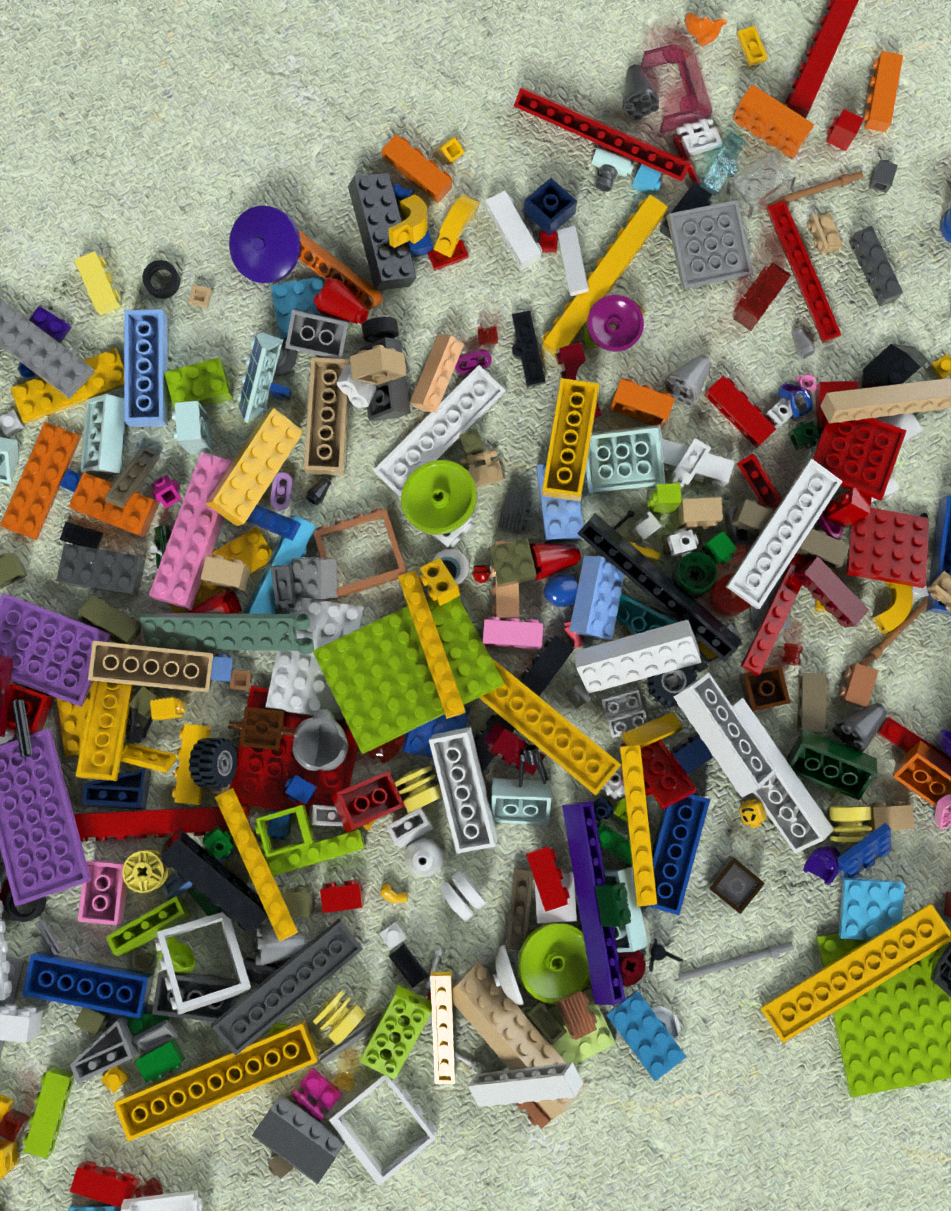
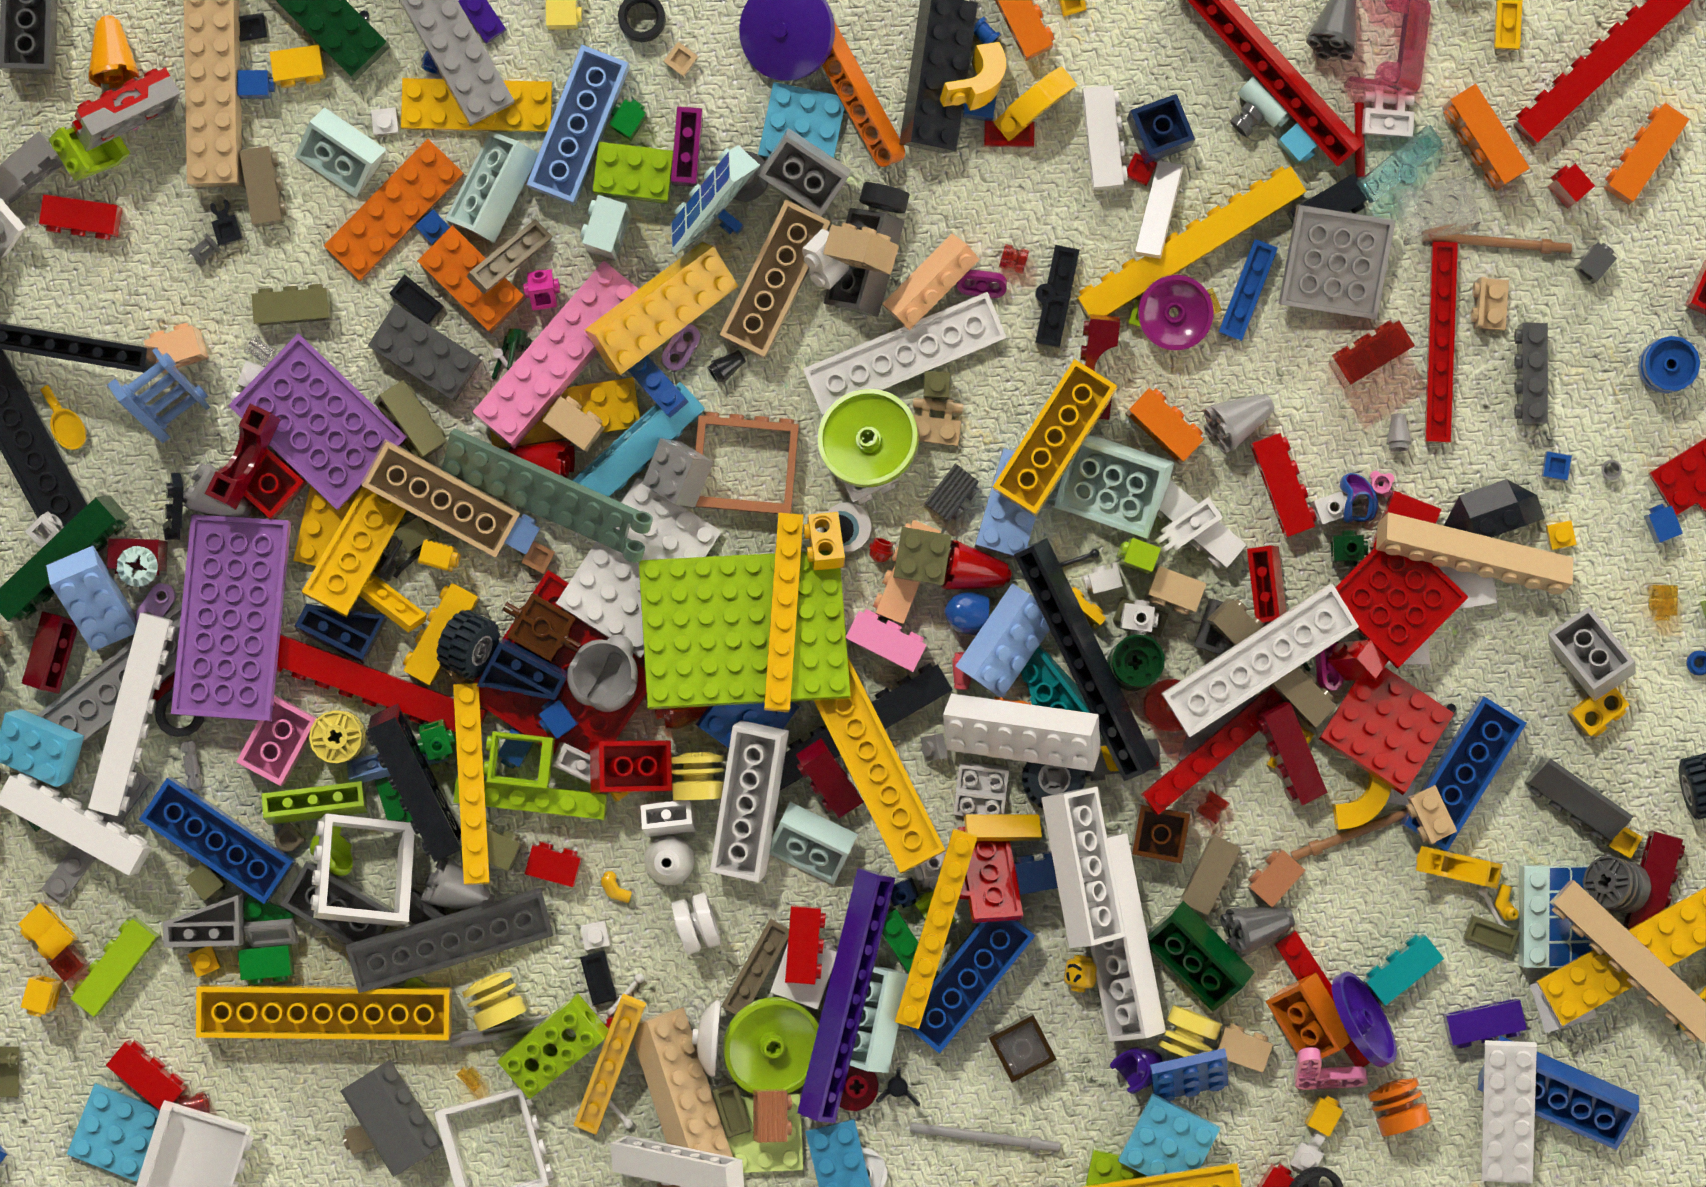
camera: 25 degrees right, 5 degrees up
(22, 728) = (260, 508): black axle -> none
(179, 350) = (628, 118): none -> green brick
(227, 351) = (687, 146): none -> magenta brick
(261, 766) = (522, 672): none -> dark blue wedge
(284, 588) = (636, 471): dark grey hinge -> none
(321, 1090) = (437, 1075): dark pink plate -> none
(340, 303) = (849, 147): red cone -> none
(532, 756) = (847, 797): black plant -> none
(613, 904) = (867, 1007): dark green brick -> none
(656, 291) = (1247, 290): none -> blue plate
(720, 548) = (1180, 644): green brick -> none
(919, 321) = (1556, 466): none -> blue plate

